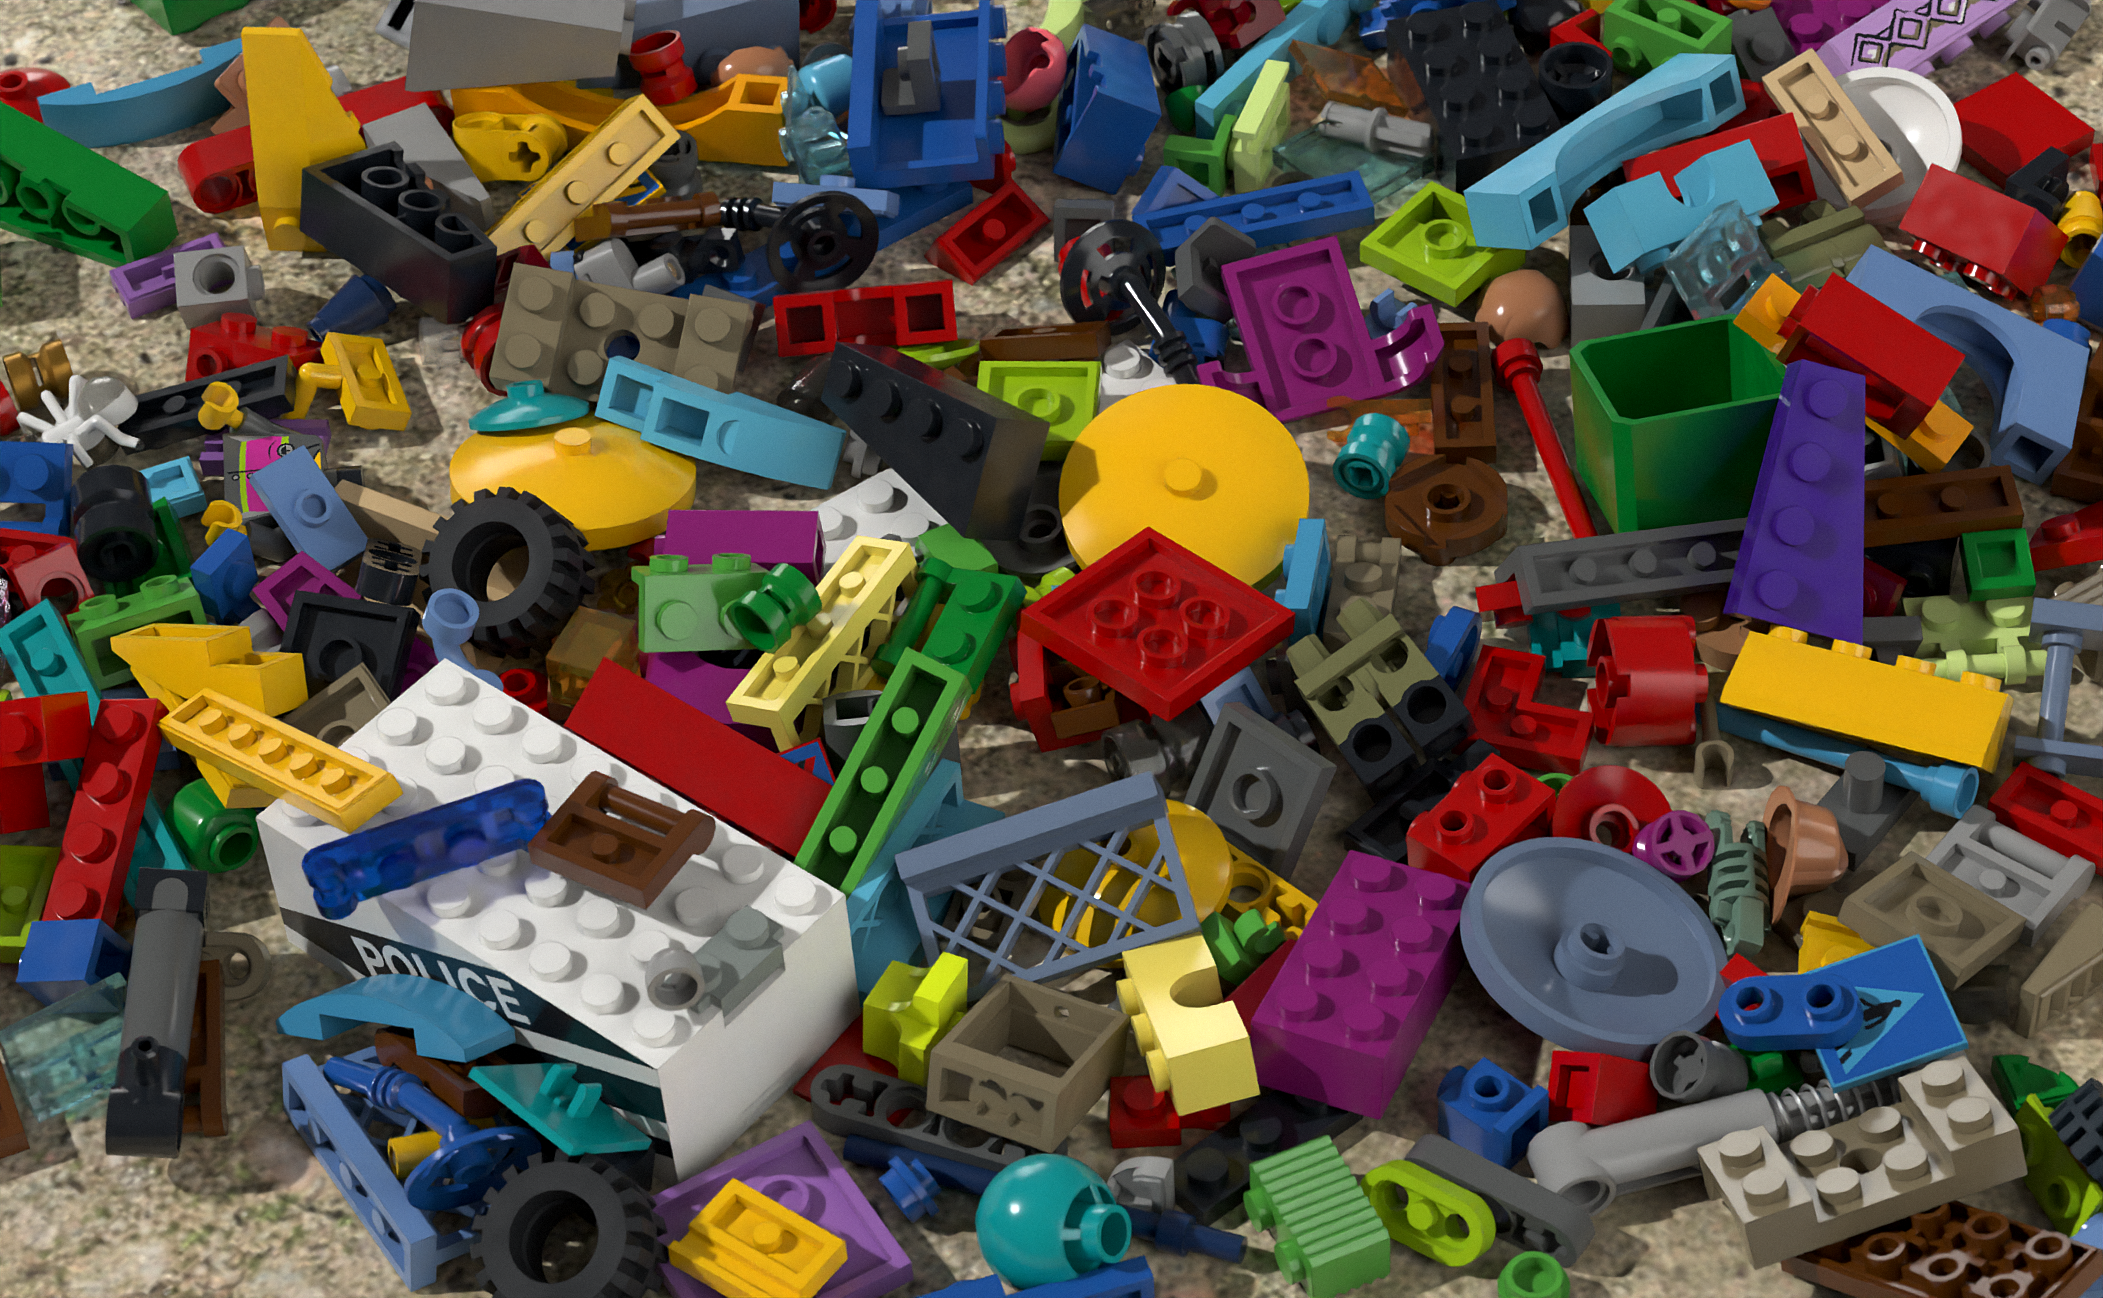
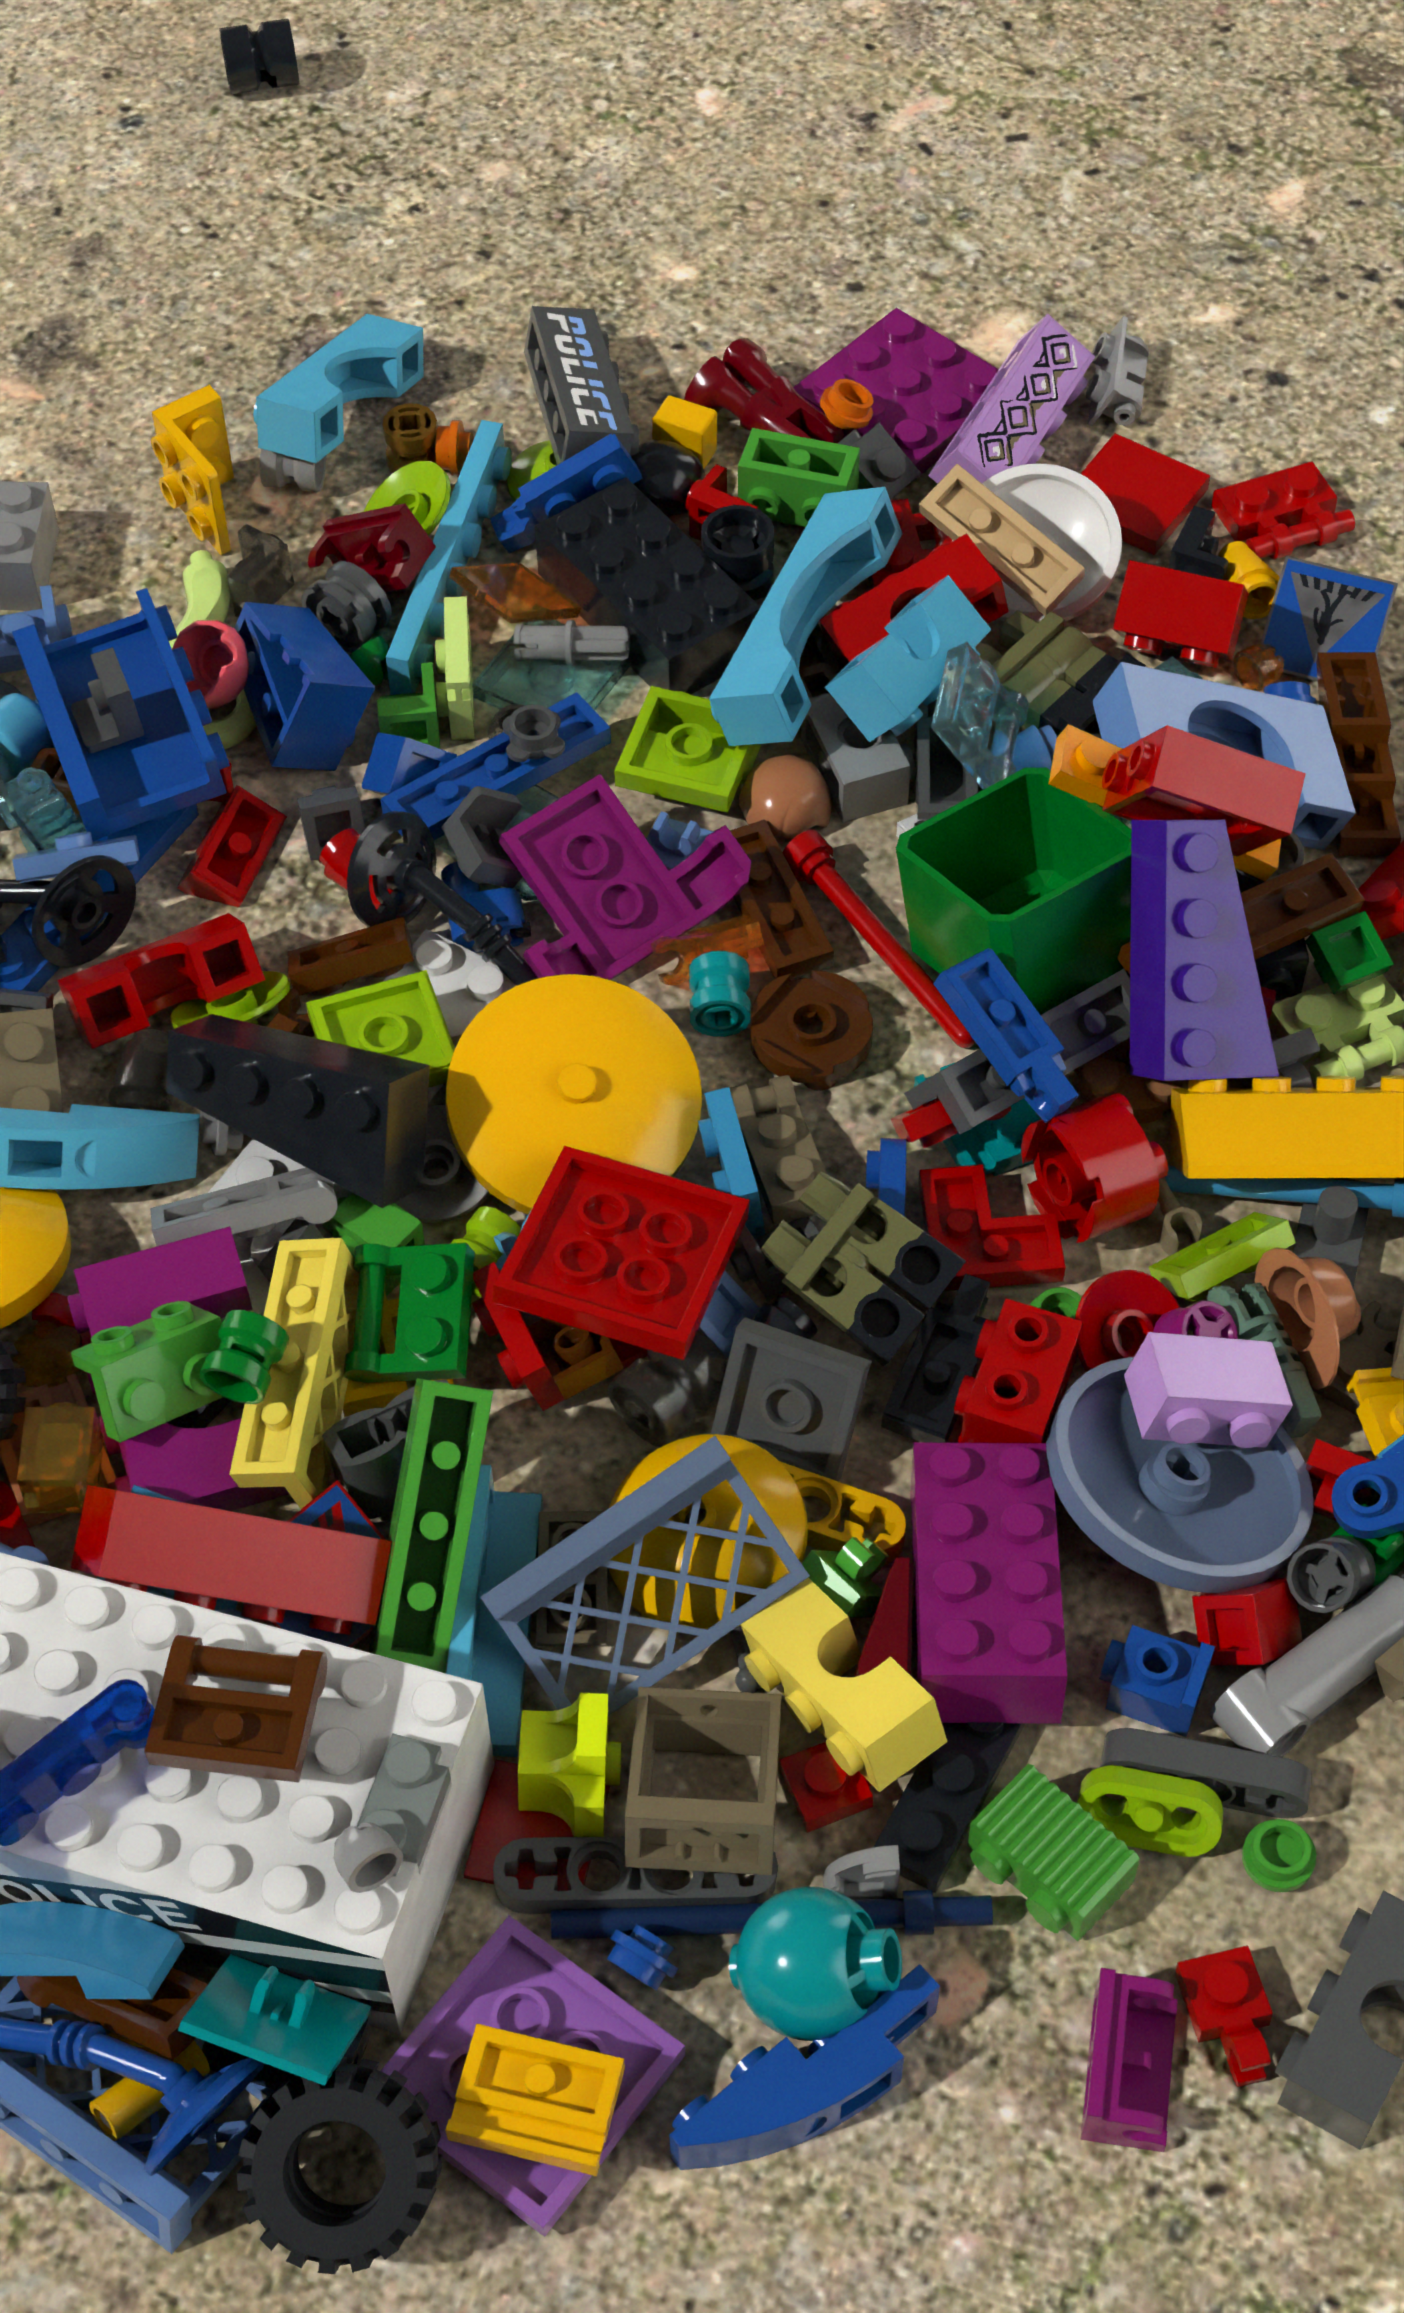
camera: 25 degrees left, 10 degrees up
(856, 511) = (248, 1207): none -> light grey plate
(1295, 191) = (533, 733): none -> dark grey plate
(1597, 526) = (1008, 1031): none -> blue hinge
(1649, 881) = (1207, 1390): none -> lavender brick
(1737, 791) = (1222, 1255): none -> lime plate

